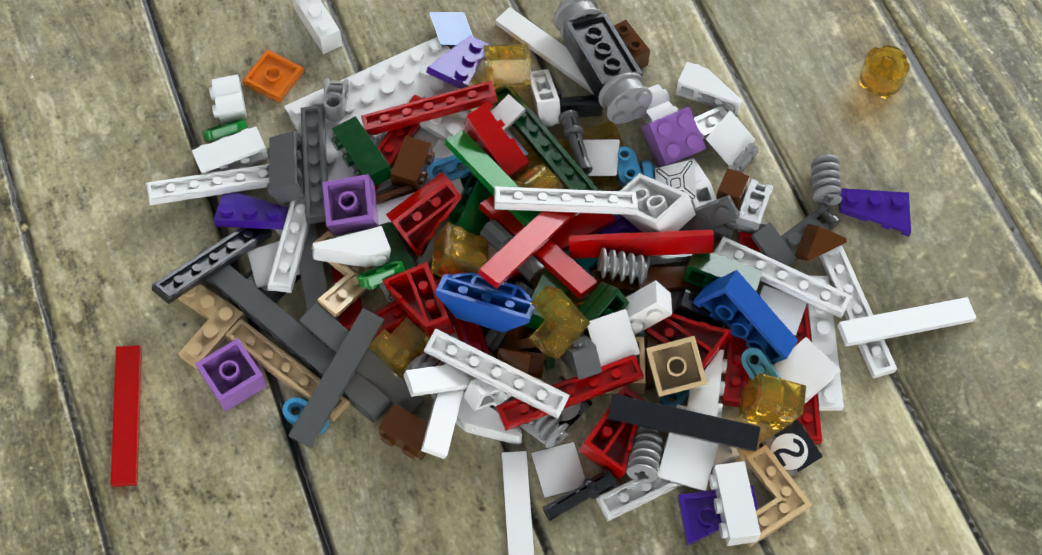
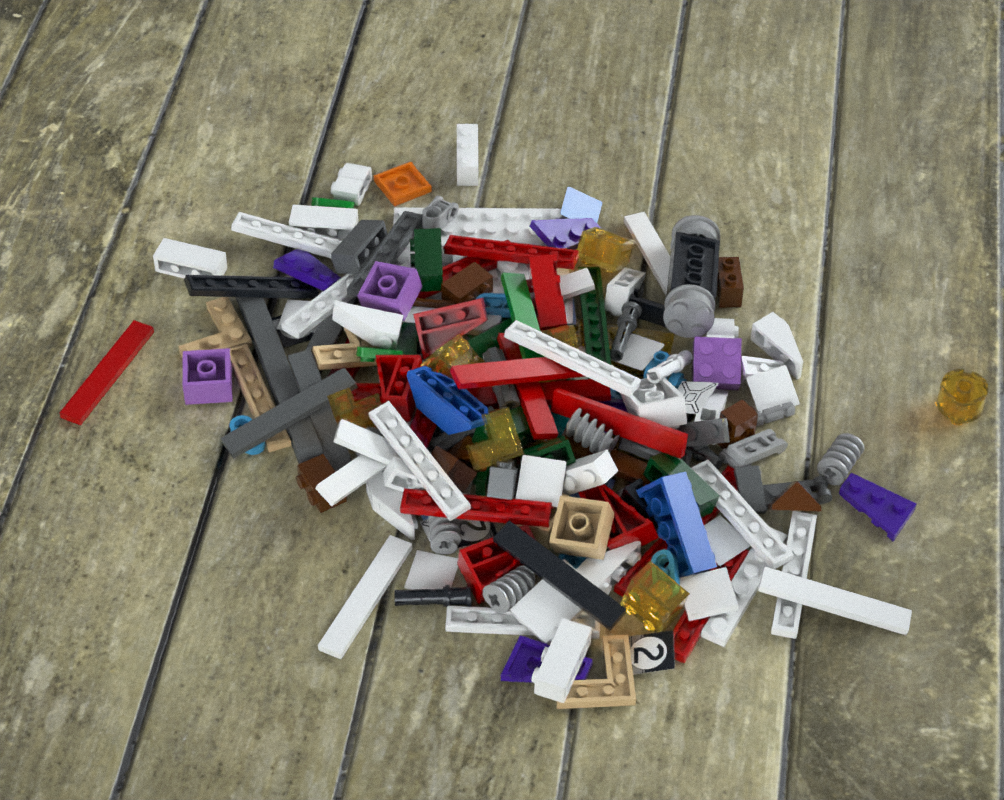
camera: 30 degrees right, 15 degrees down
(129, 256) = (187, 259): none -> white brick
(642, 171) = (673, 364): none -> white pin

